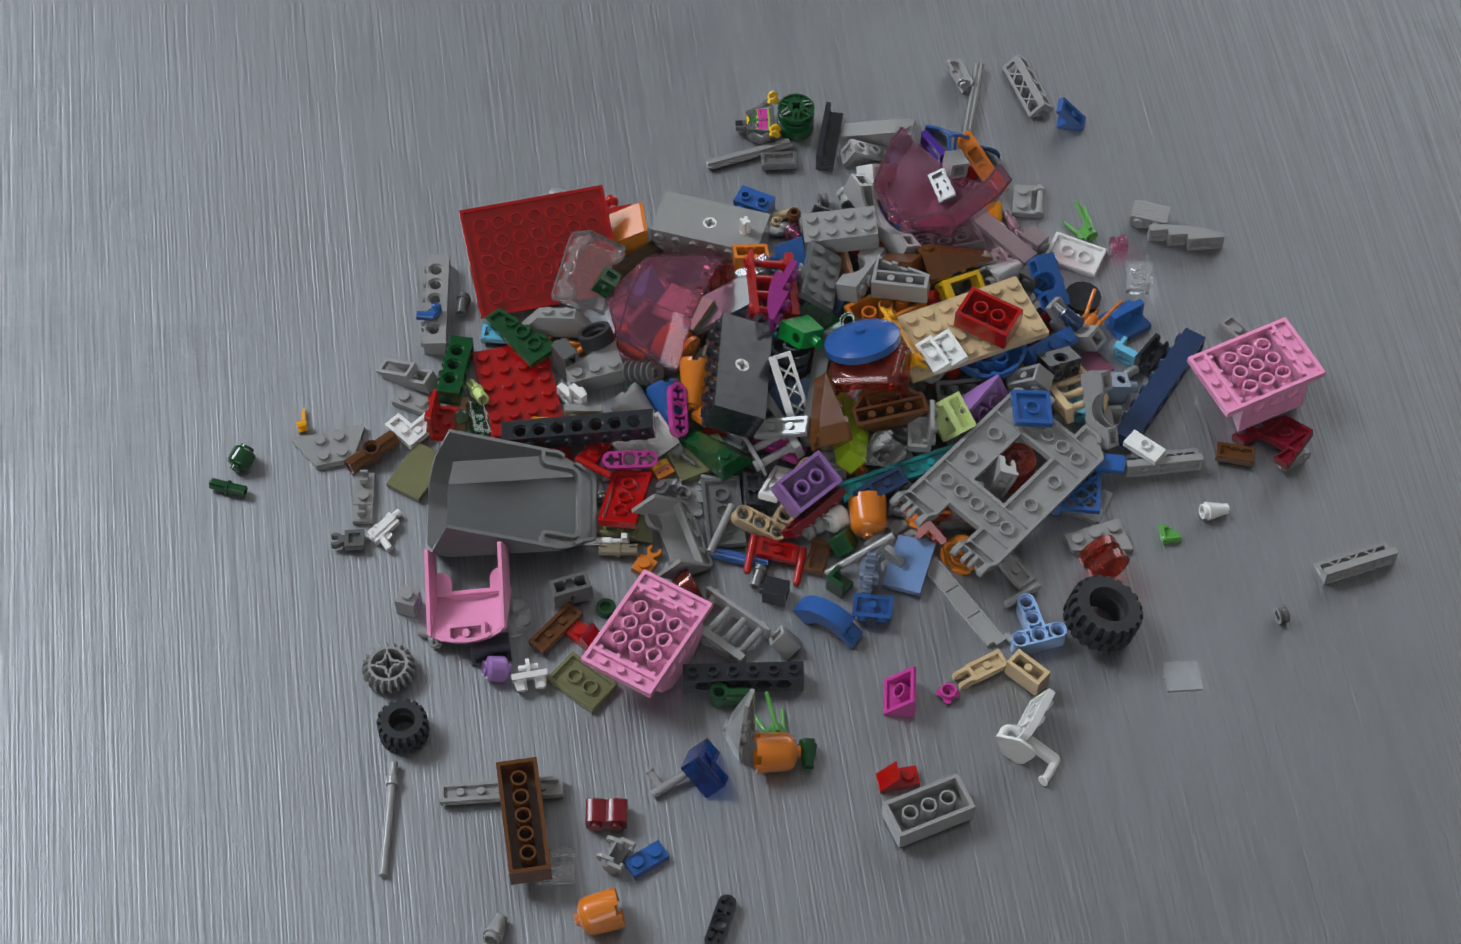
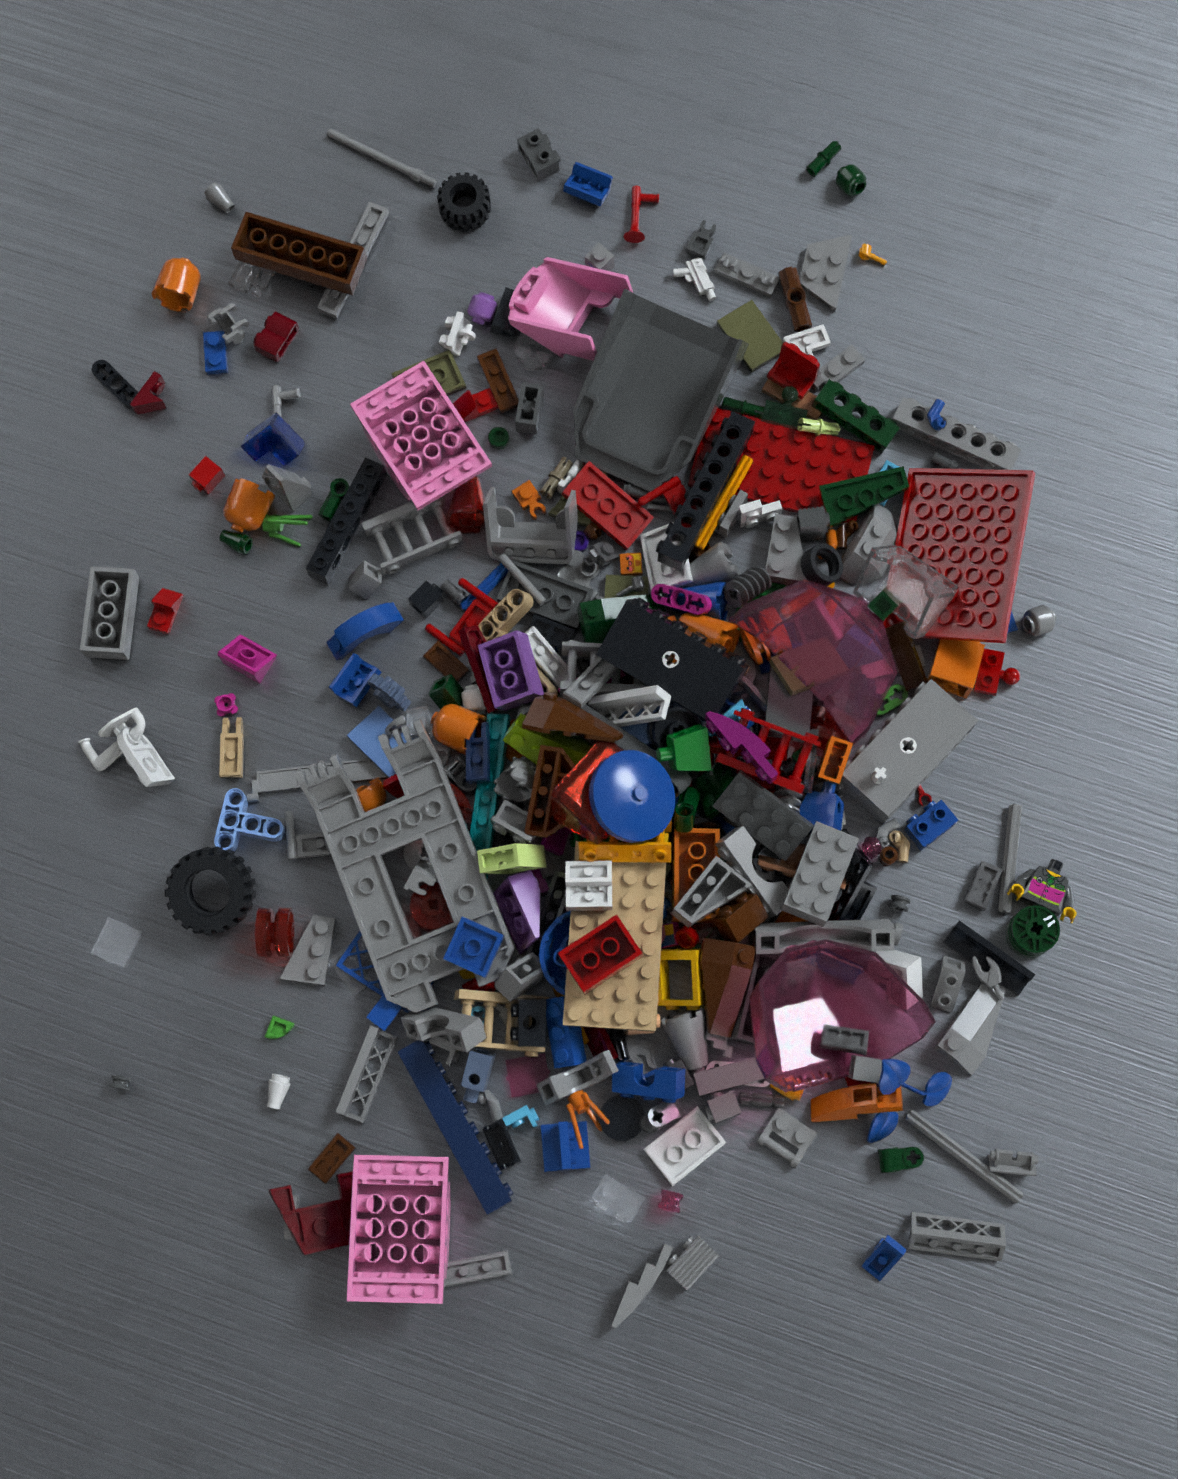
camera: 120 degrees right, 20 degrees up
(327, 693) = (538, 154): none -> dark grey brick
(333, 604) = (634, 234): none -> red piece
(338, 642) = (588, 184): none -> blue bracket
(399, 673) = (530, 208): light grey gear -> none
(408, 375) = (877, 372): light grey slope -> none
(615, 455) = (647, 521): dark pink beam -> none
(709, 888) = (147, 398): none -> dark red slope
(764, 803) = (206, 475): none -> red brick
(838, 583) = (401, 664): dark green panel -> none
(843, 129) = (990, 978): none -> light grey hand
(863, 552) = (416, 695): light grey bar -> none
(932, 146) = (924, 1067): dark purple tile -> none
(999, 132) = (896, 1159): none -> dark green piece
(1027, 672) = (196, 785): tan brick -> none
(1069, 271) = (663, 1114): none -> dark grey piece
(1069, 316) = (585, 1071): dark blue piece -> none
(1087, 230) = (707, 1178): bright green plant -> none
(1144, 447) = (380, 1054): white plate -> none
(1356, 565) = (127, 1202): light grey fence -> none

